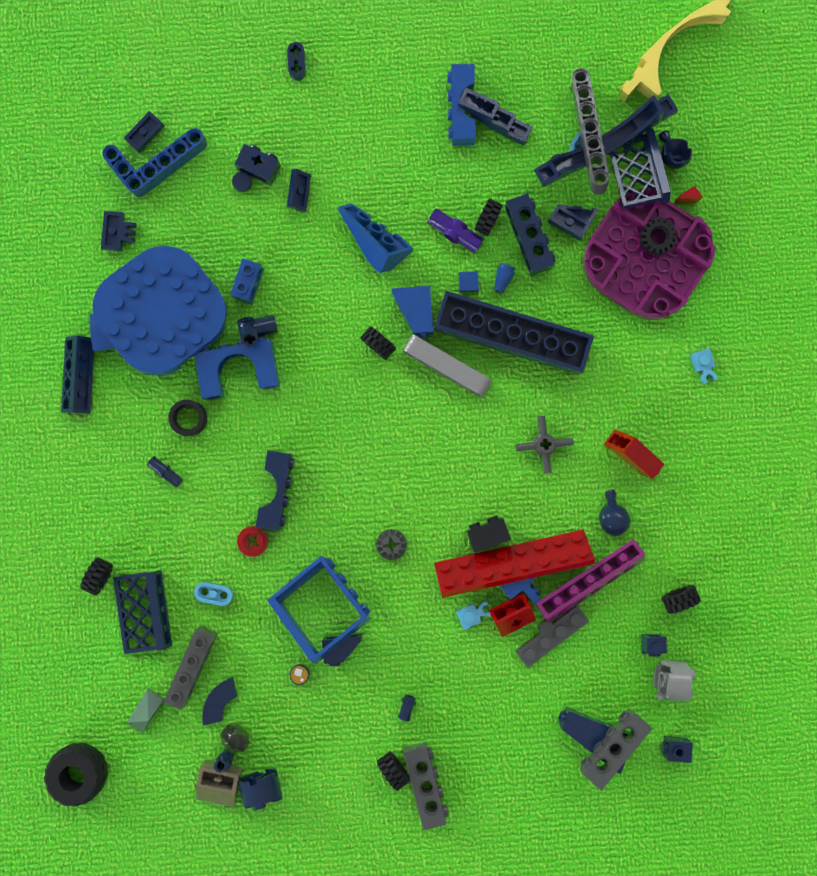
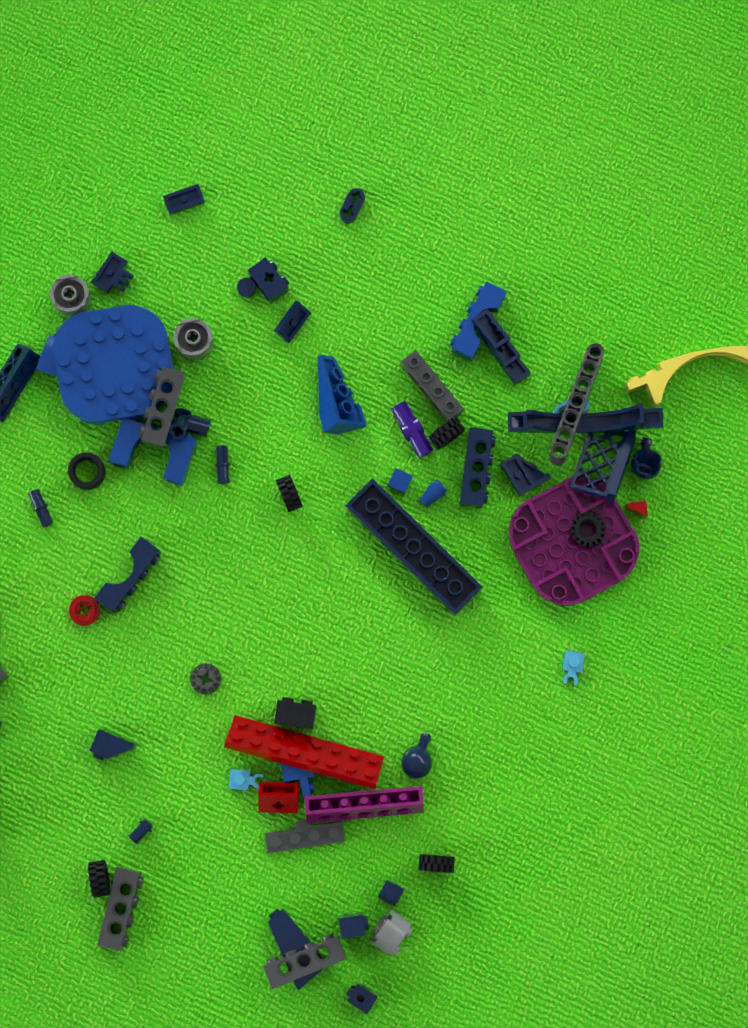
camera: 30 degrees right, 5 degrees down
(78, 265) = (60, 292): none -> light grey brick
(155, 164) = (178, 233): blue beam -> none
(214, 593) = (25, 638): medium azure plate -> none
(221, 294) = (174, 379): none -> dark grey brick
(223, 240) = (183, 337): none -> light grey brick
(247, 281) = (203, 378): blue brick -> none
(296, 631) = (102, 668): blue window -> none
(299, 674) = (61, 750): tile -> none
(305, 349) = (222, 464): none -> dark blue axle
(415, 308) = (340, 480): blue slope -> none
(447, 366) = (340, 546): light grey beam -> none
(452, 183) = (431, 386): none -> dark grey brick
(535, 445) = (382, 664): dark grey bar -> none
(634, 453) = (465, 712): red slope -> none
(641, 694) = (353, 925): none -> dark blue brick

